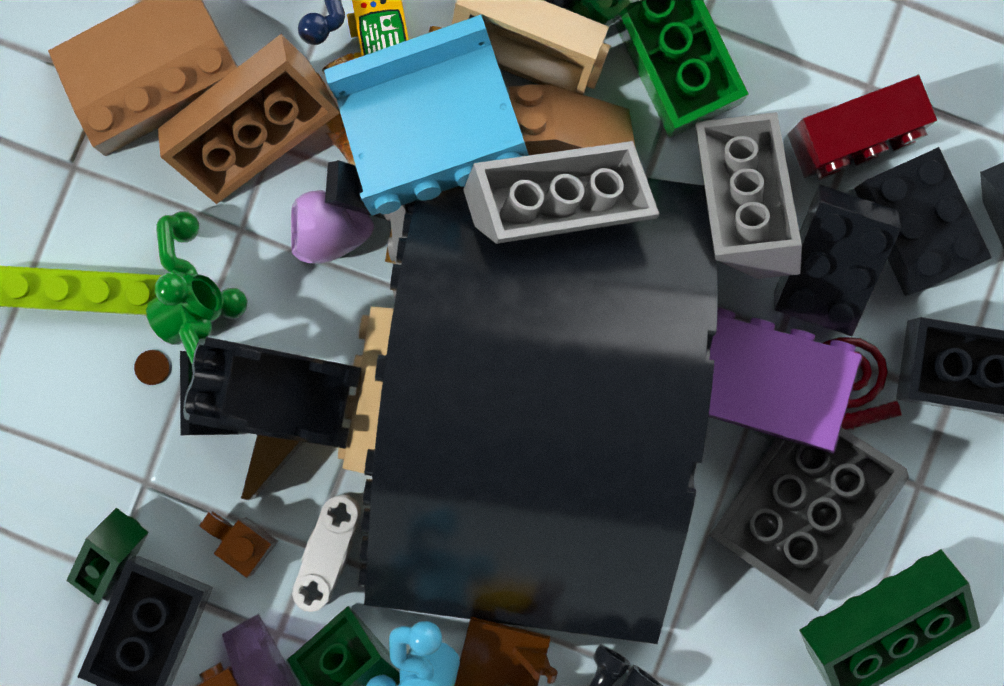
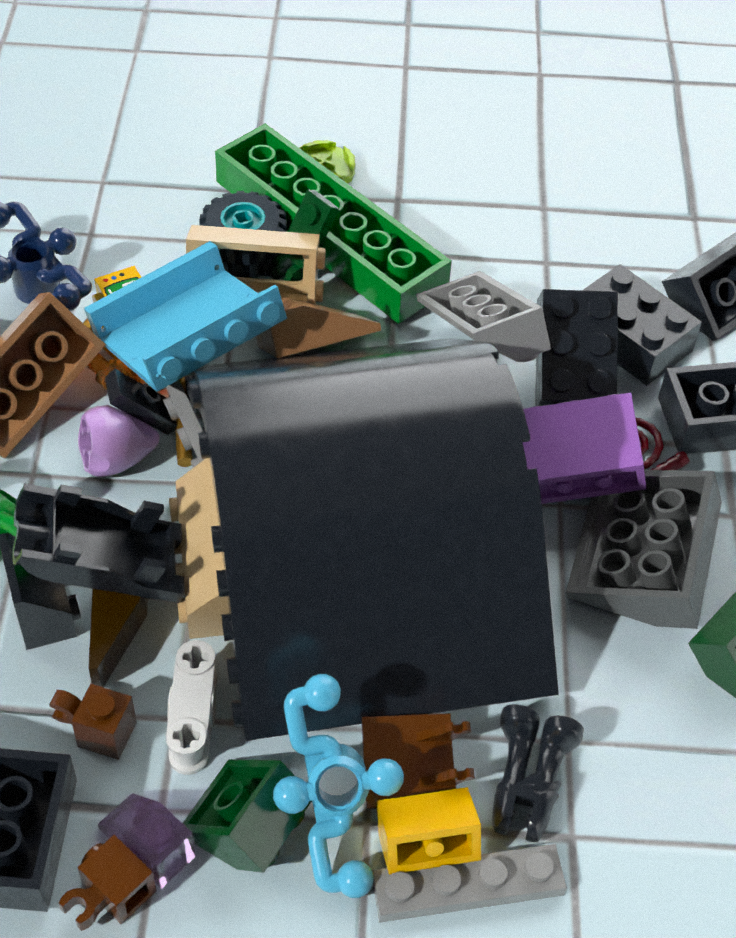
camera: 15 degrees left, 35 degrees down
(559, 192) = (316, 324): light grey slope -> none
(862, 128) = (557, 258): dark red brick -> none

